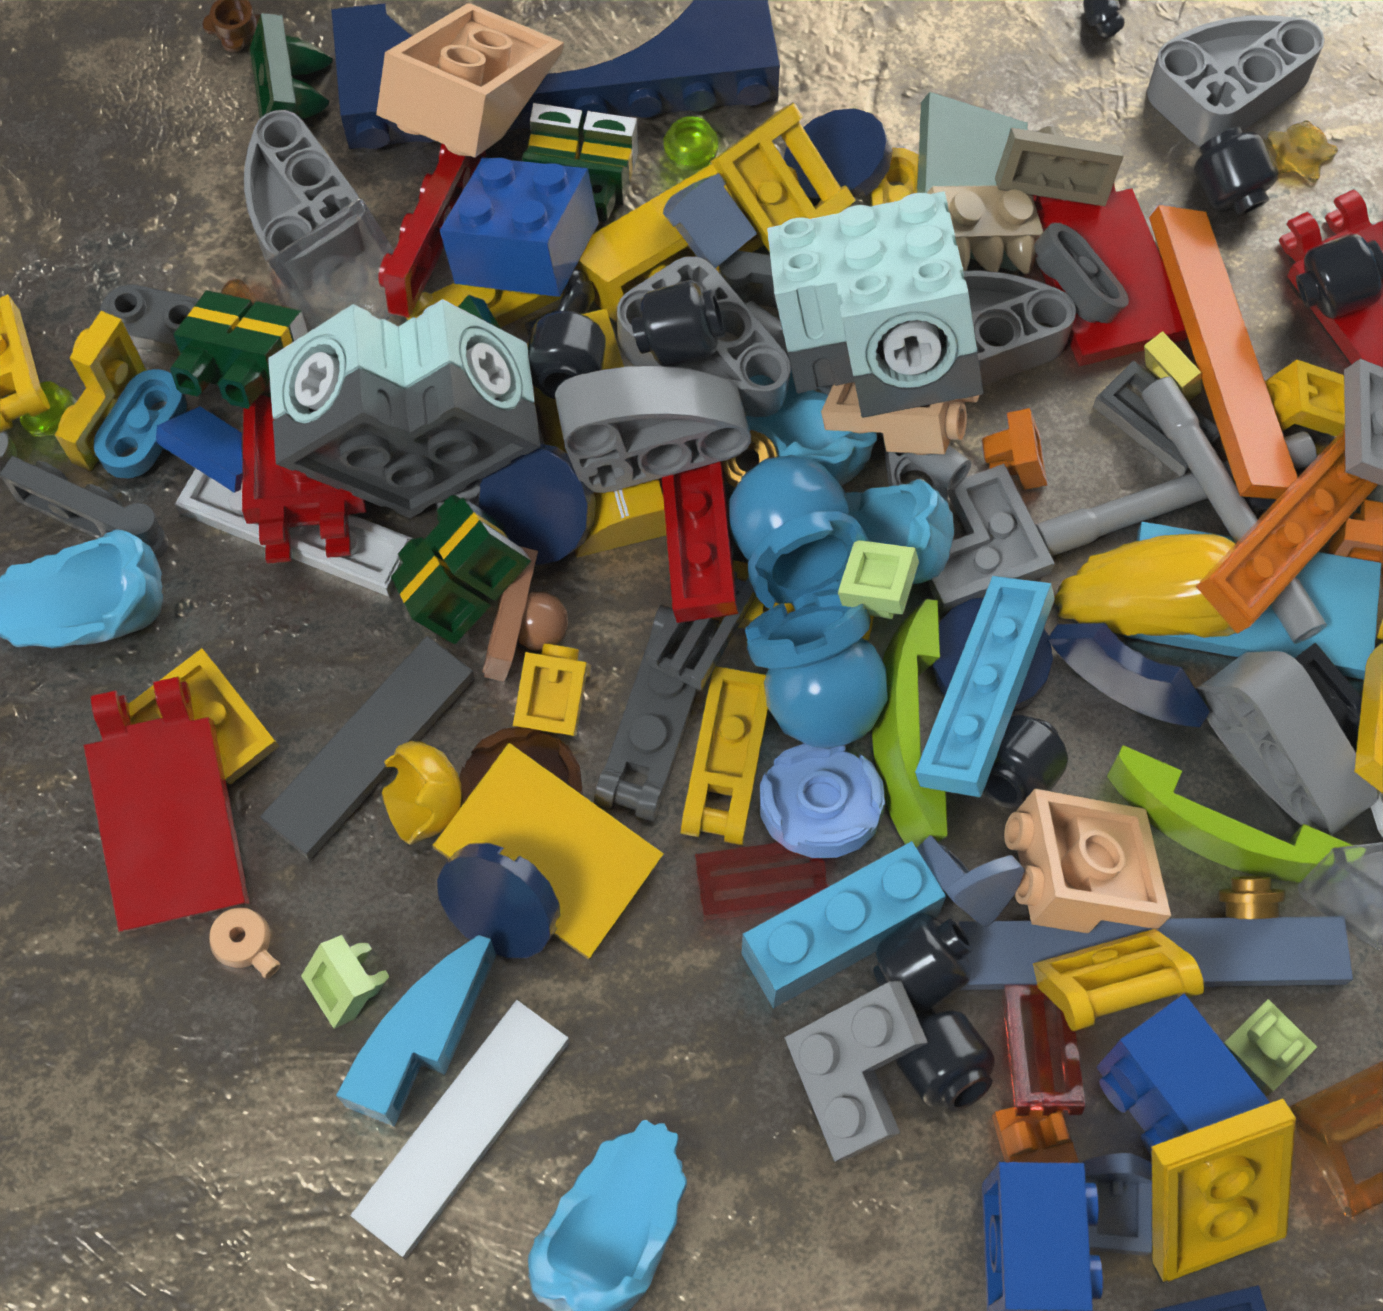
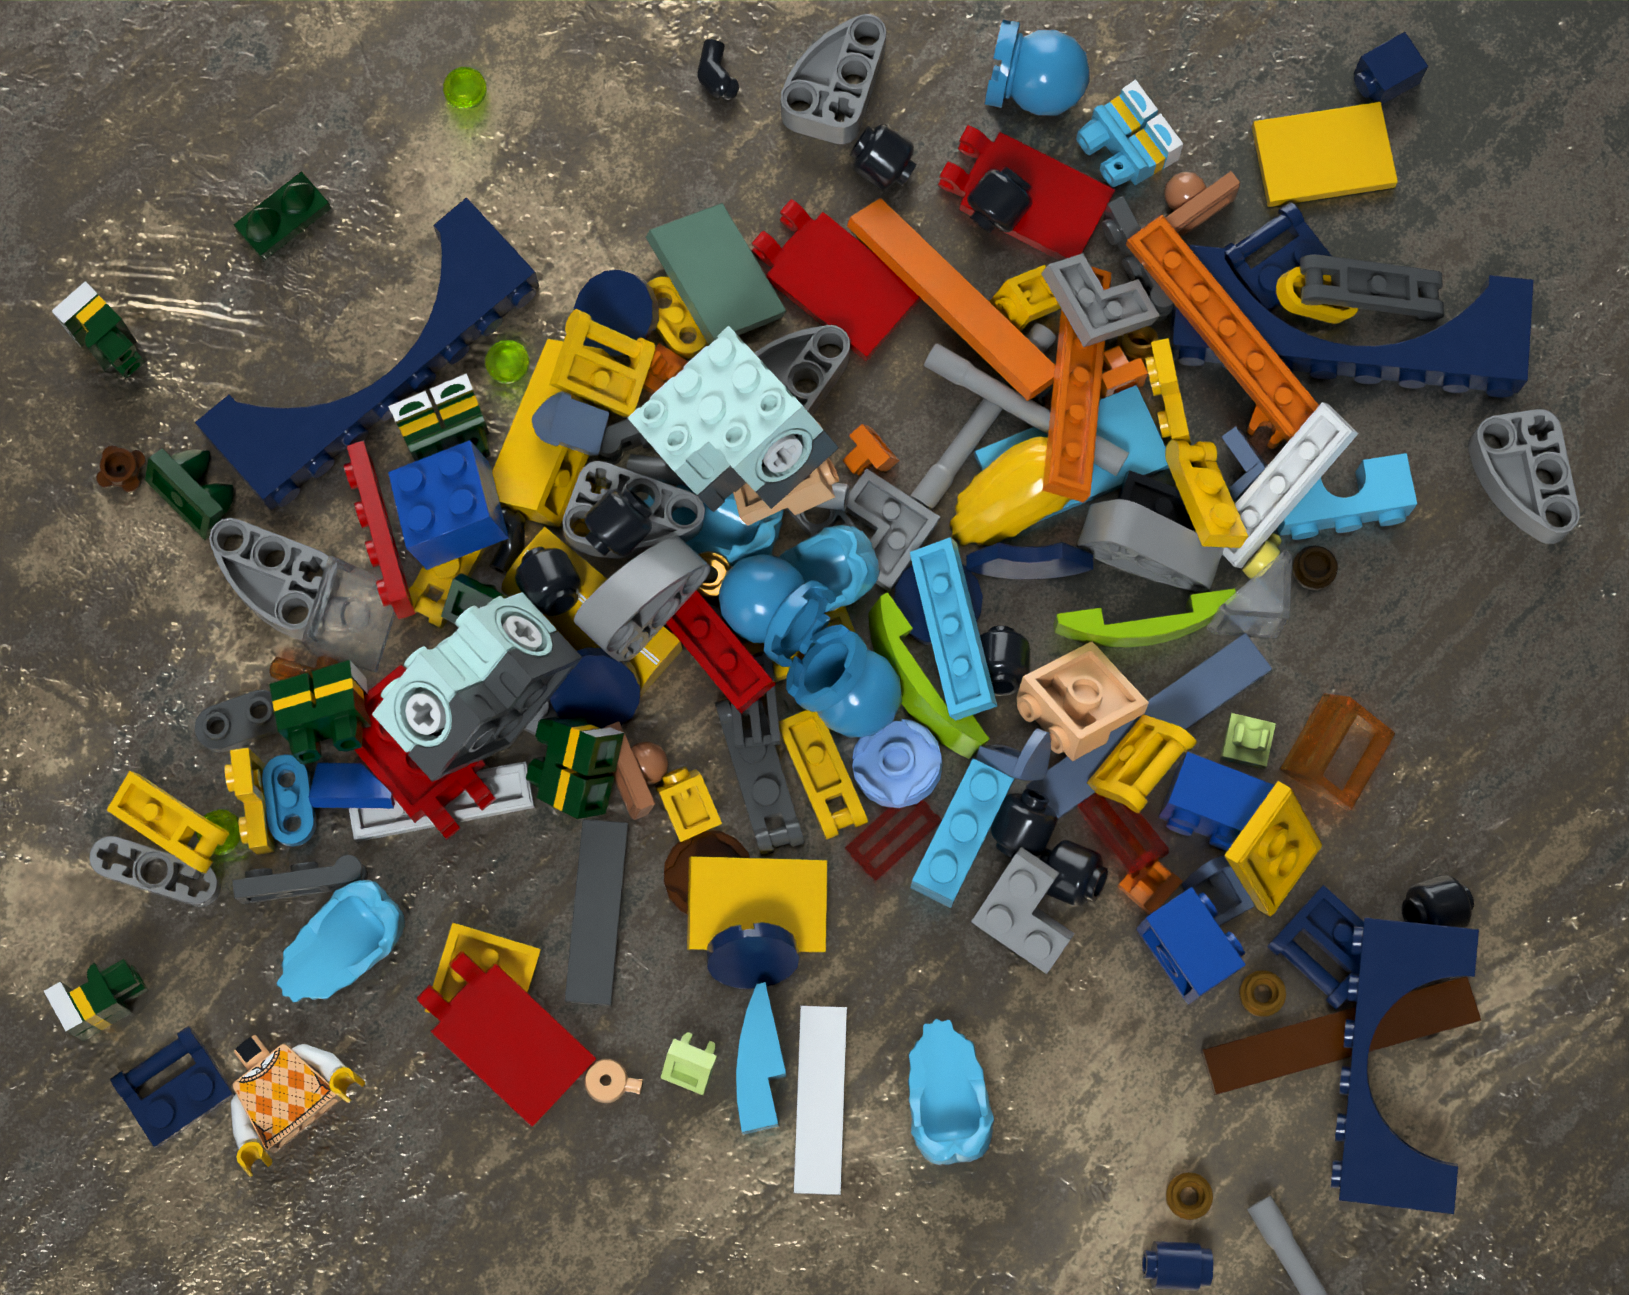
camera: 35 degrees left, 10 degrees up
(423, 793) = (654, 921): yellow hair -> none
(464, 78) = (337, 419): light nougat slope -> none
(878, 578) = (851, 609): yellowish green tile -> none
(992, 222) = (747, 304): tan plate -> none
(1058, 166) = (770, 235): dark tan tile -> none
(1081, 273) = (832, 303): dark grey plate -> none
(1137, 421) = (926, 383): dark grey tile -> none
(1166, 360) = (930, 331): light yellow tile -> none
(1251, 898) = (1186, 657): pearl gold plate -> none
(1305, 137) = (915, 96): clear yellow plate -> none

